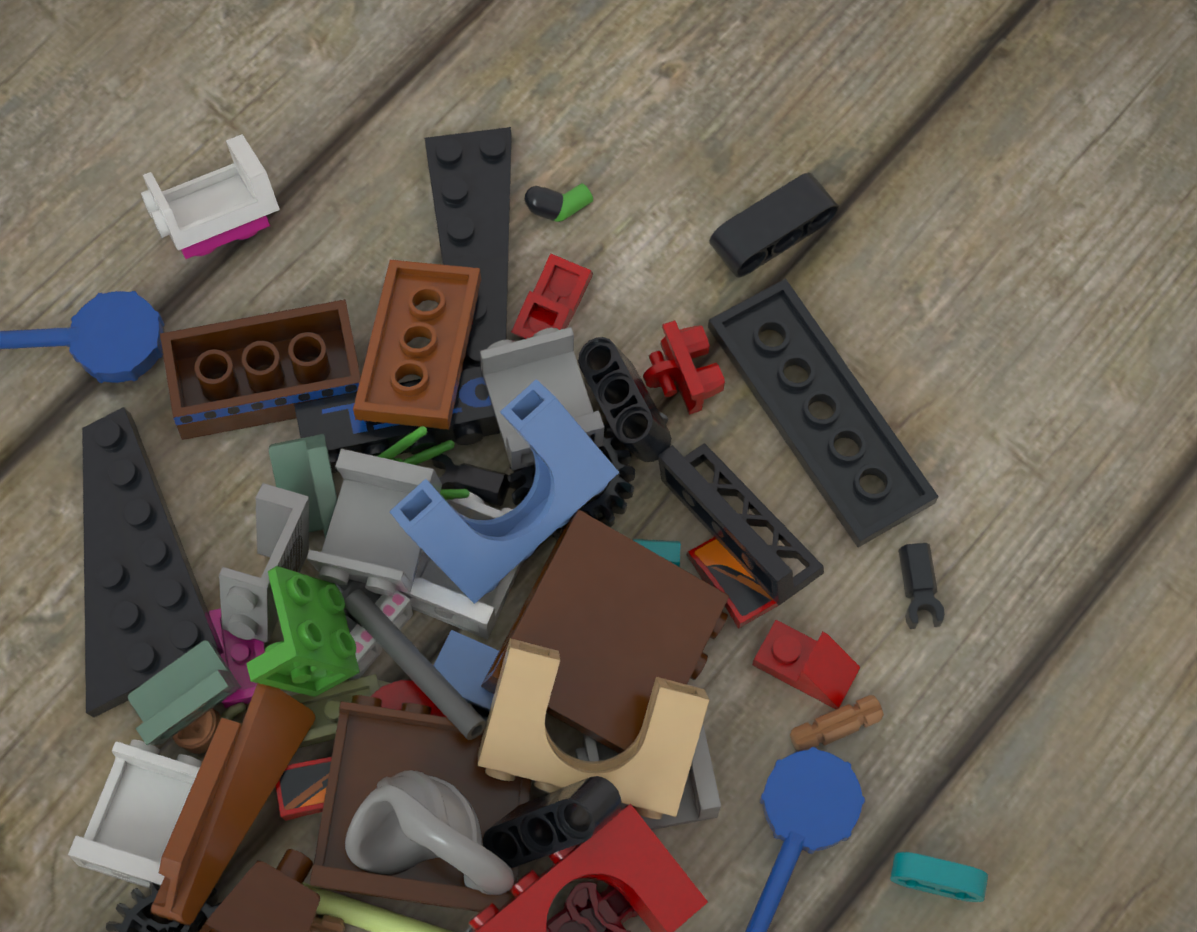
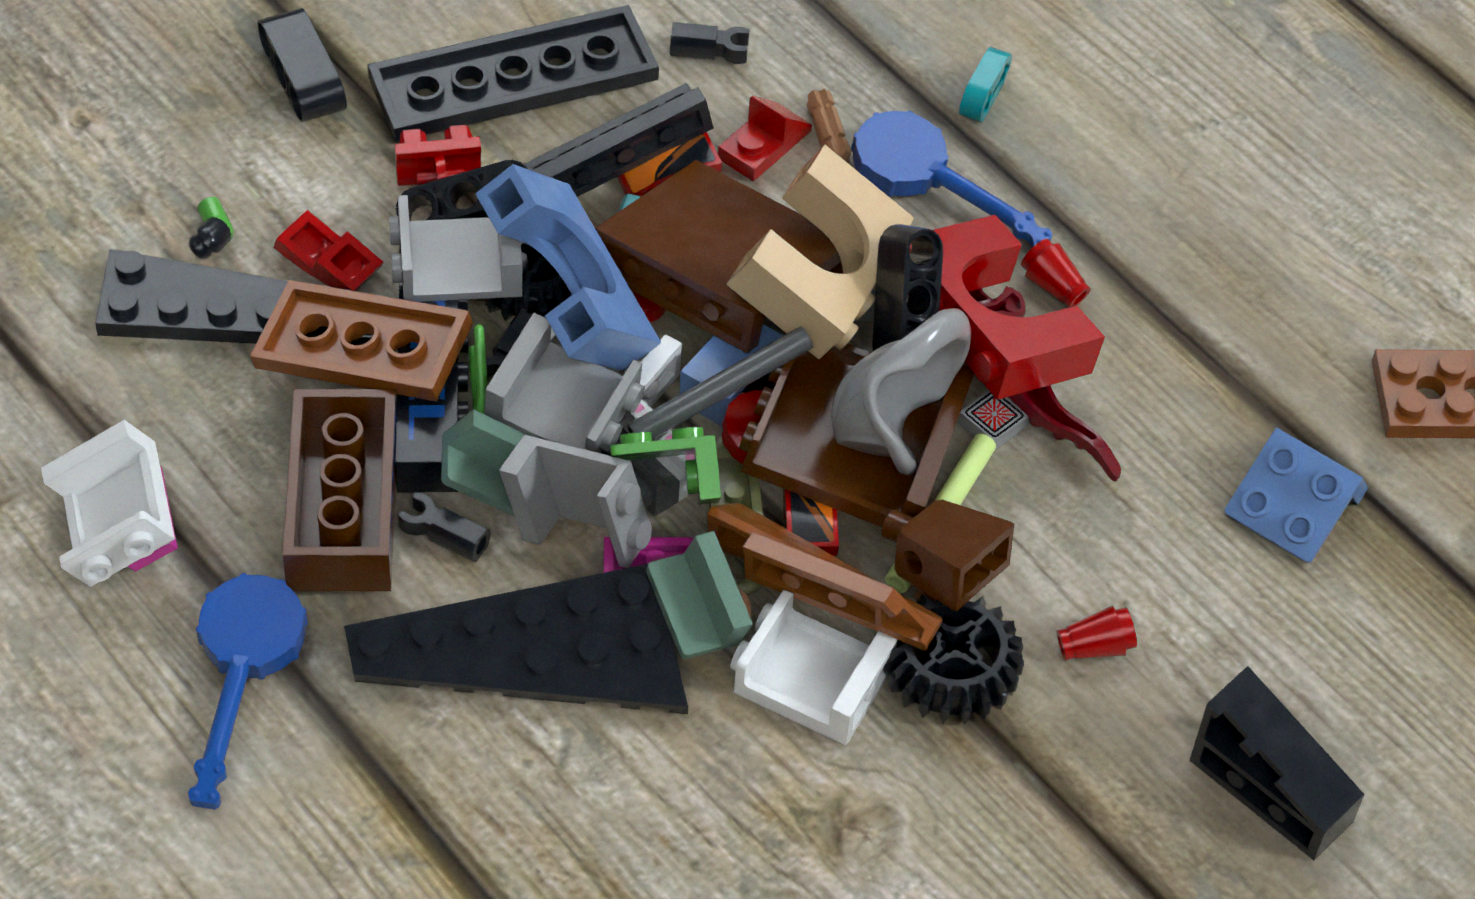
camera: 80 degrees left, 15 degrees down
(251, 470) = (445, 528): none -> black bar

